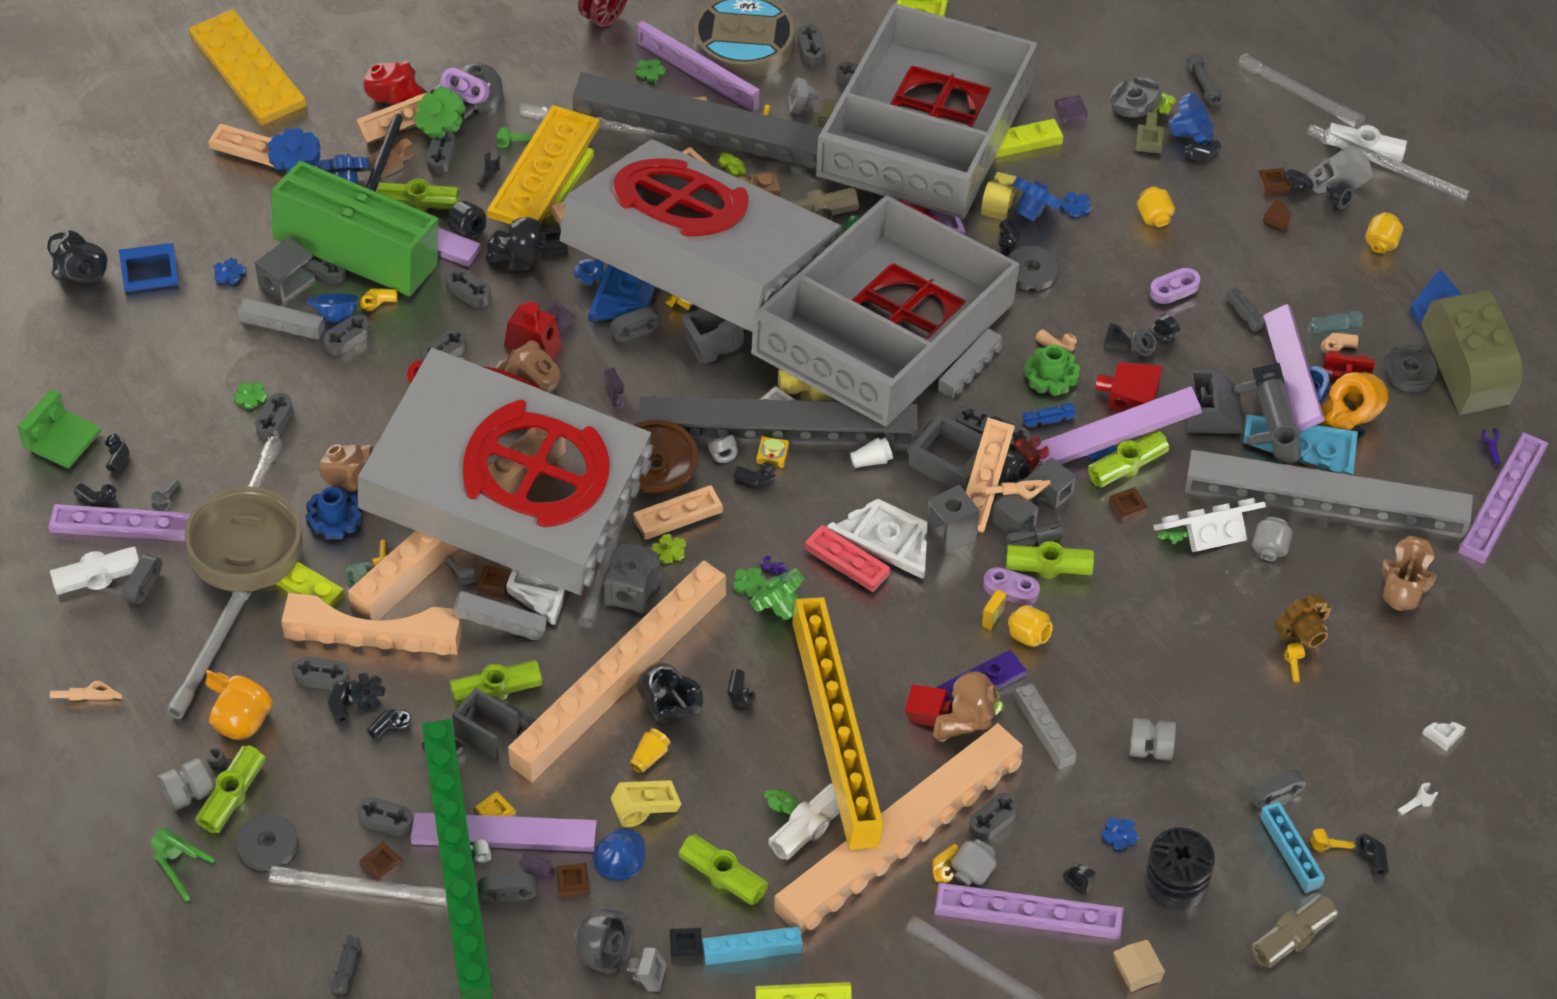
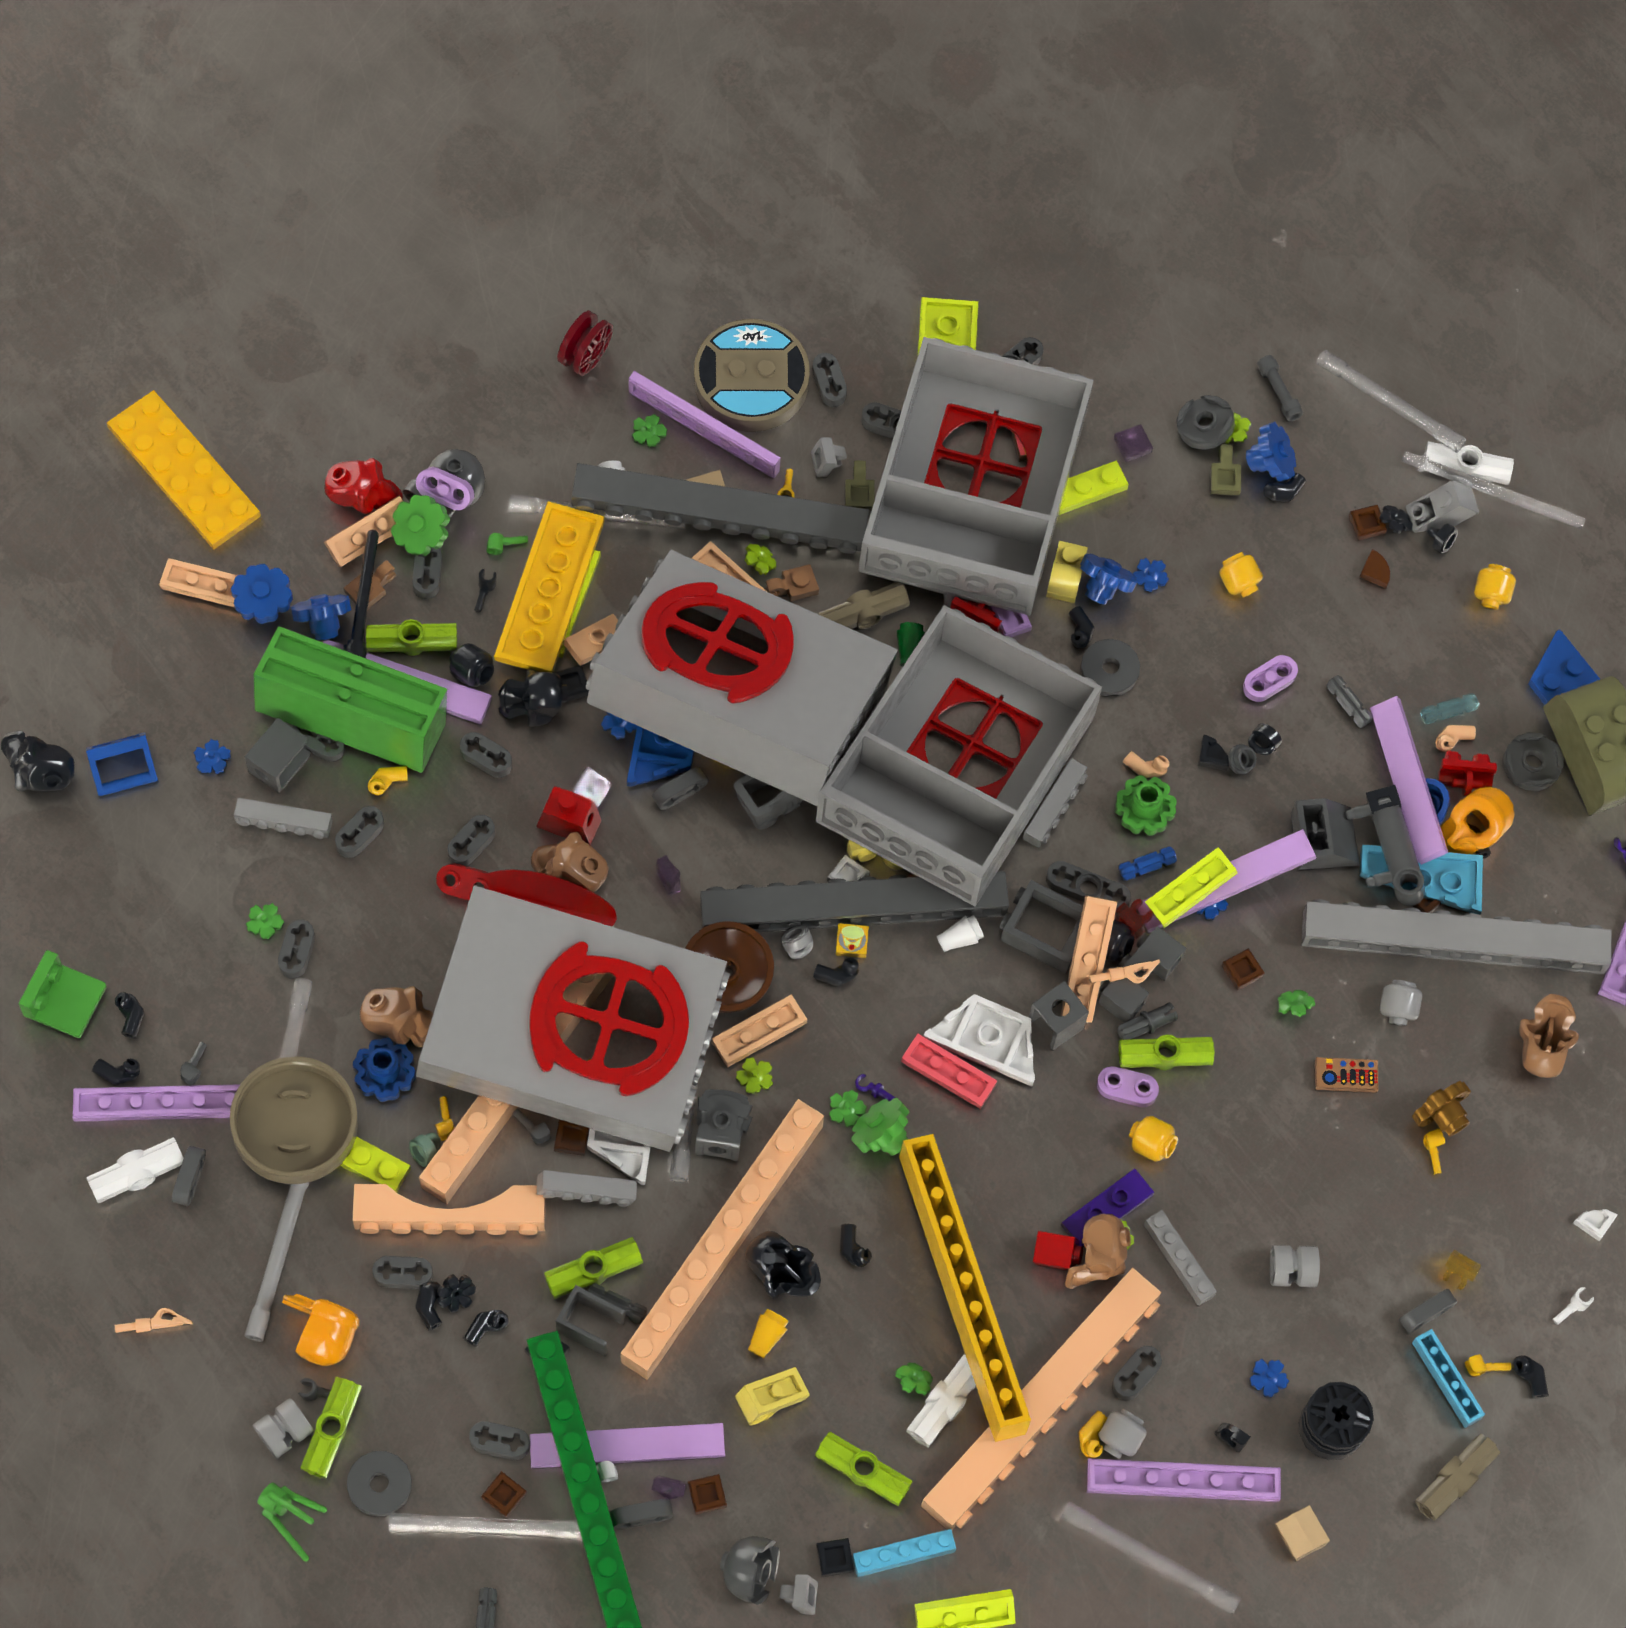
camera: 10 degrees left, 15 degrees up
(334, 306) = (340, 796): blue piece -> none
(494, 806) = (613, 1416): yellow tile -> none
(620, 855) = (752, 1457): blue piece -> none
(994, 609) = (1112, 1121): yellow tile -> none
(1085, 428) = (1191, 887): none -> neon yellow plate
(1128, 458) = (1226, 925): lime piece -> none
(1131, 385) = (1235, 821): red torso -> none
(1216, 528) = (1337, 992): white bracket -> none
(1216, 594) = (1346, 1075): none -> tile
(1311, 755) = (1463, 1266): none -> clear yellow tile

